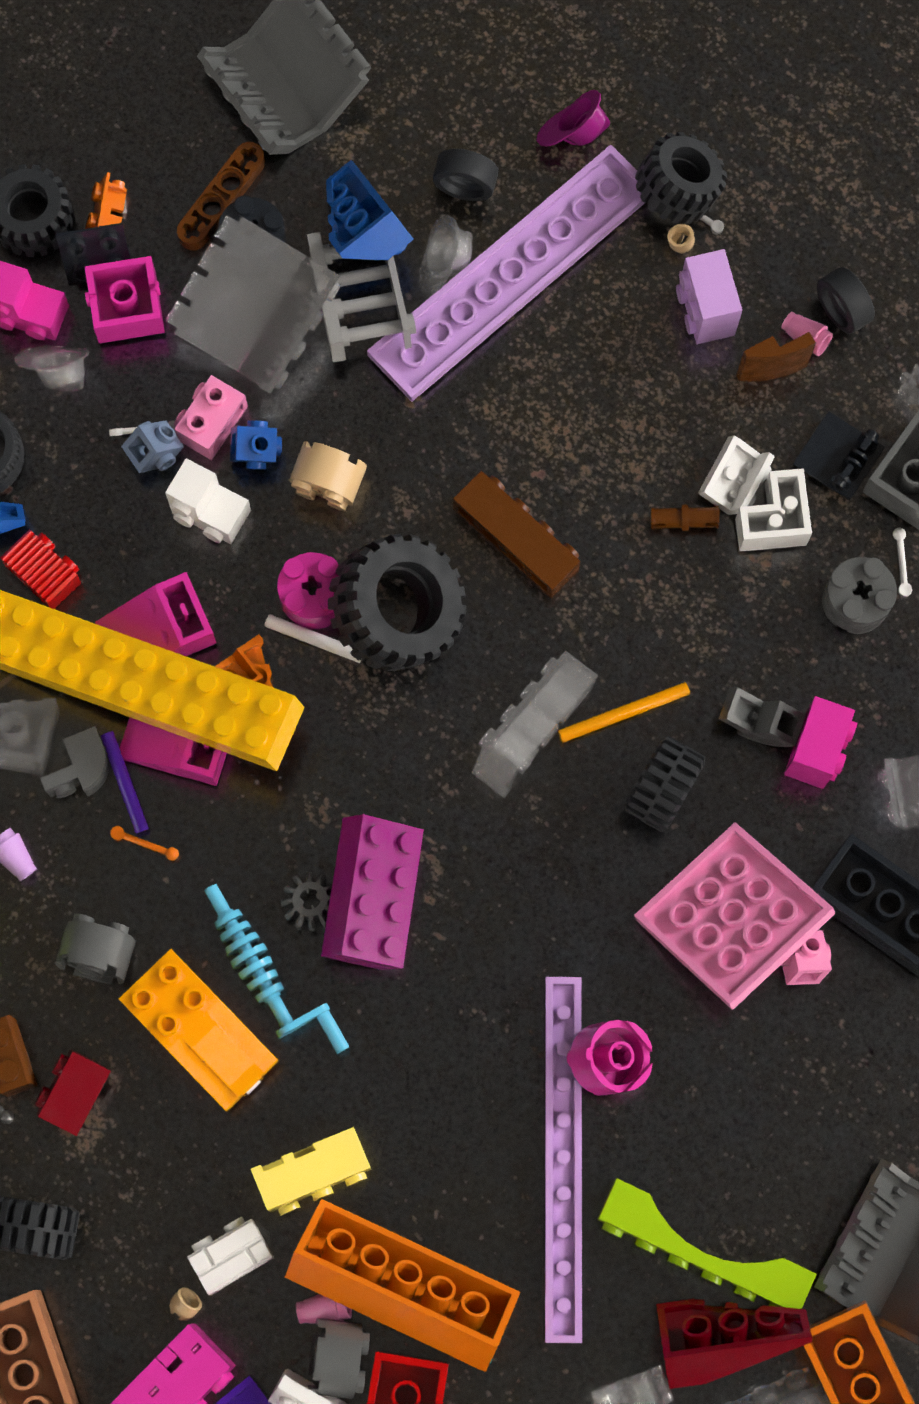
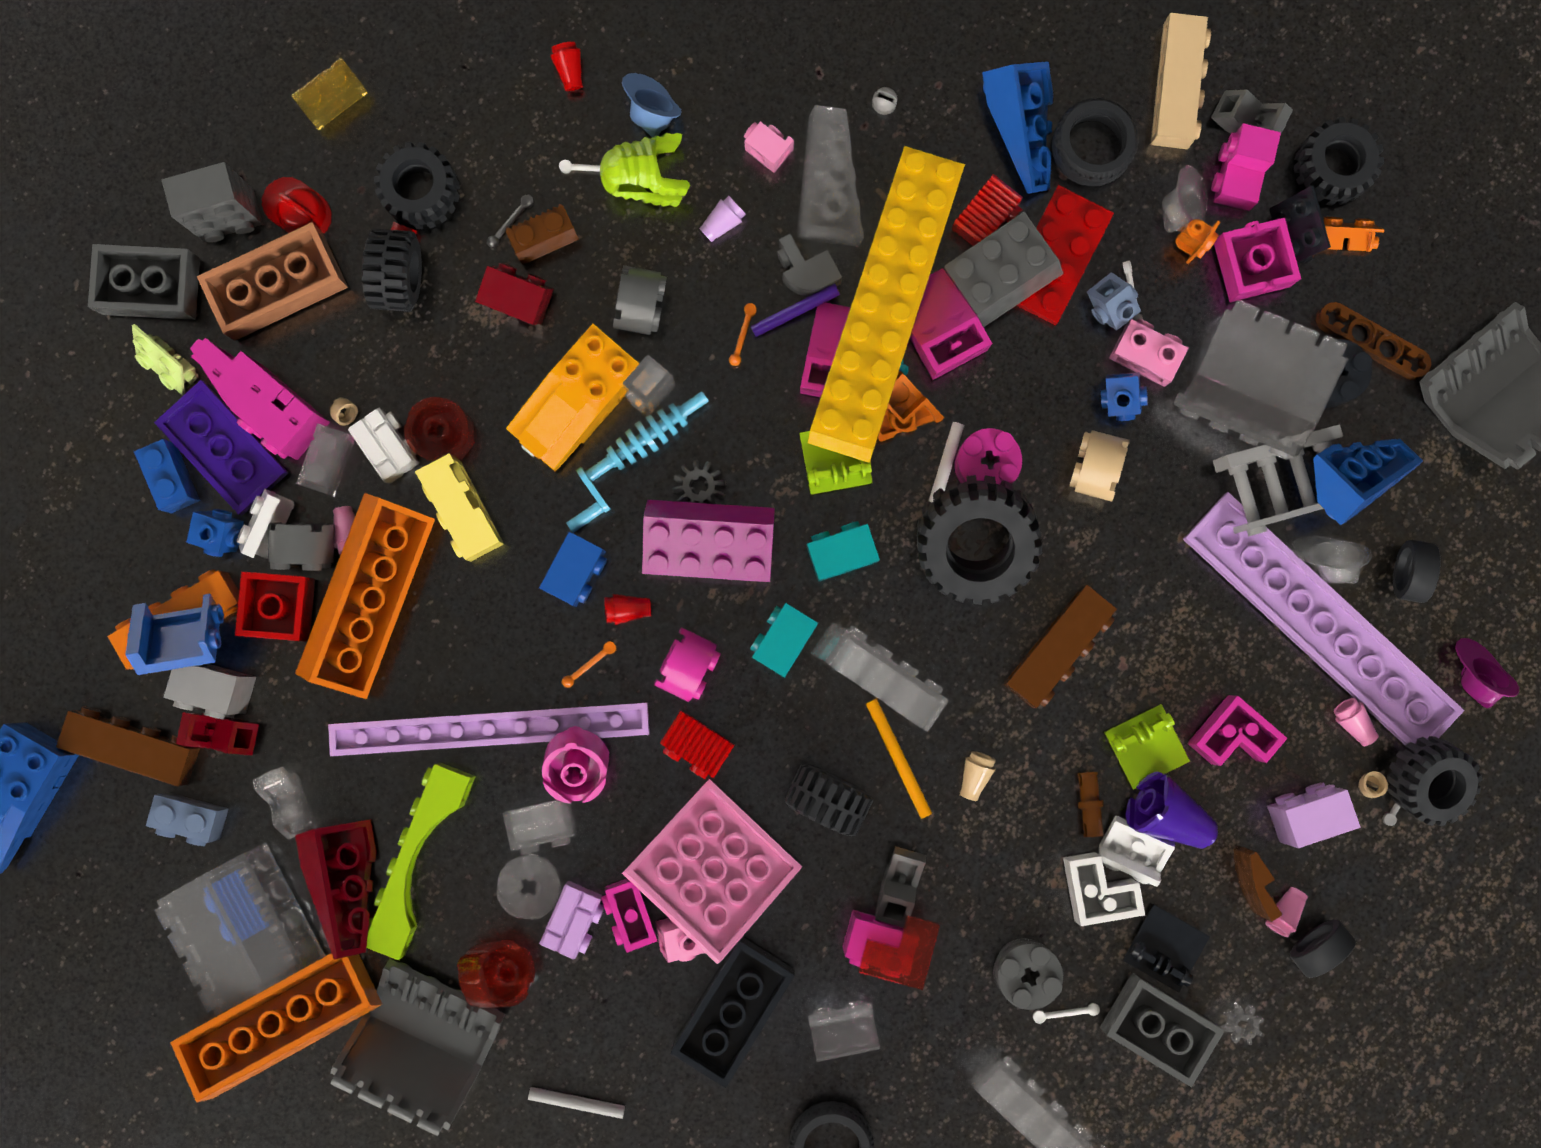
camera: 90 degrees right, 10 degrees up
(94, 502) = (1073, 232): none -> red plate
(96, 355) = (1197, 238): none -> orange hinge
(105, 553) = (1004, 269): none -> dark grey brick
(193, 945) = (648, 385): none -> clear brick
(202, 502) = (1065, 350): white brick -> none
(202, 1179) = (423, 424): none -> clear red brick
(241, 1325) = (326, 460): none -> clear brick
(304, 758) = (832, 470): none -> lime hinge
(391, 1048) = (573, 570): none -> blue brick
(396, 752) = (842, 551): none -> teal brick
(439, 994) = (626, 608): none -> red cone
(481, 1017) = (609, 648): none -> orange hinge
(487, 822) = (784, 639): none -> teal brick
(508, 926) = (687, 665): none -> dark pink brick
(595, 926) = (696, 744): none -> red brick
(613, 366) = (1236, 725): none -> dark pink brick
(614, 248) = (1356, 721): none -> bright pink cone
(627, 456) = (1147, 745): none -> lime hinge
(646, 631) = (976, 774): none -> tan cone
(673, 1106) = (539, 825): none -> clear brick
(698, 438) = (1170, 813): none -> dark purple cone
(721, 1120) = (528, 905): none -> clear plate
(777, 1010) = (631, 915): none -> dark pink brick
(781, 1077) = (572, 919): none -> lavender brick
(836, 1163) = (496, 974): none -> clear red brick
(840, 706) = (907, 962): none -> clear red plate

